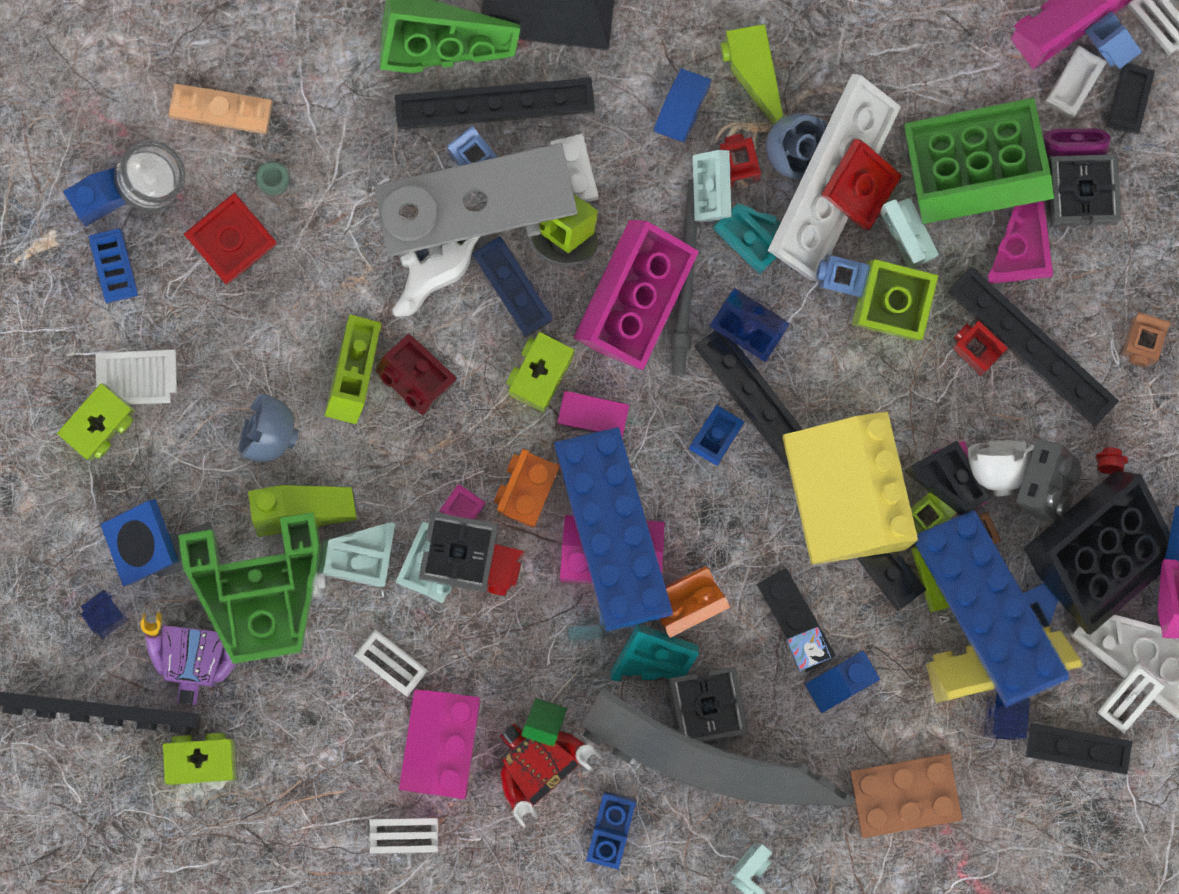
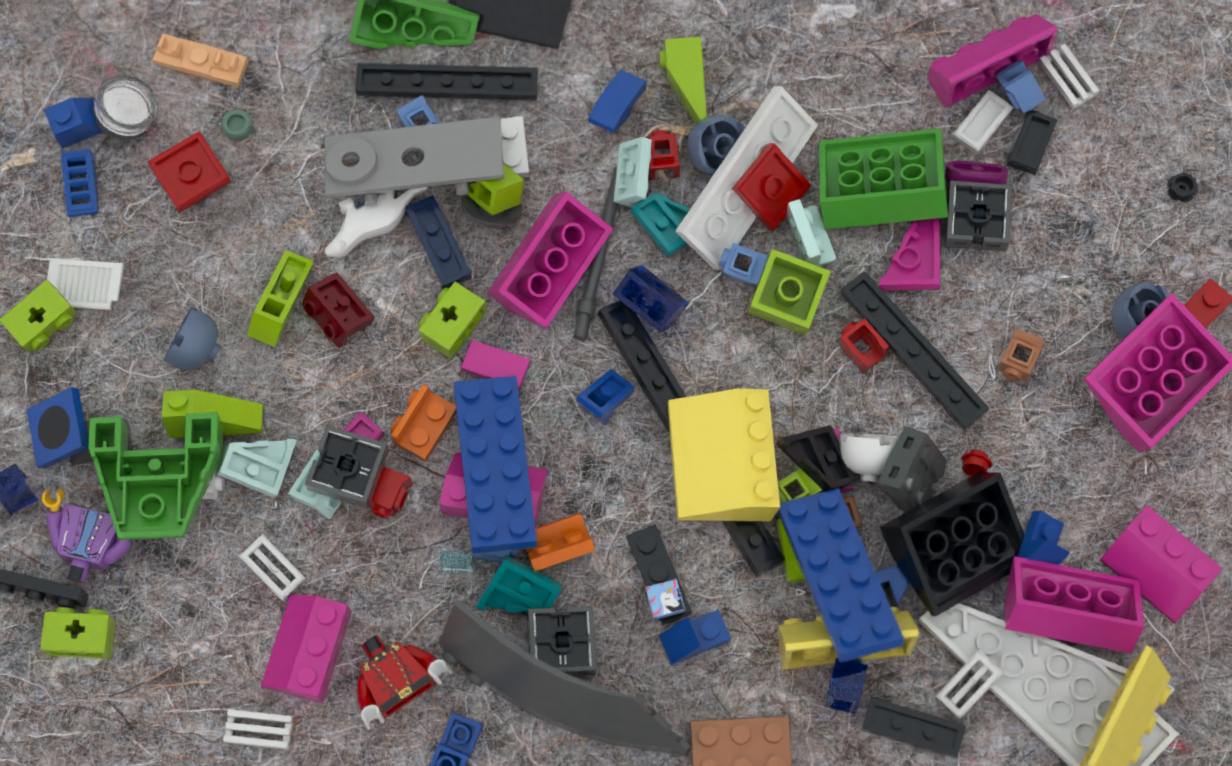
camera: 15 degrees right, 10 degrees down
(544, 722) = (404, 636): green tile -> none

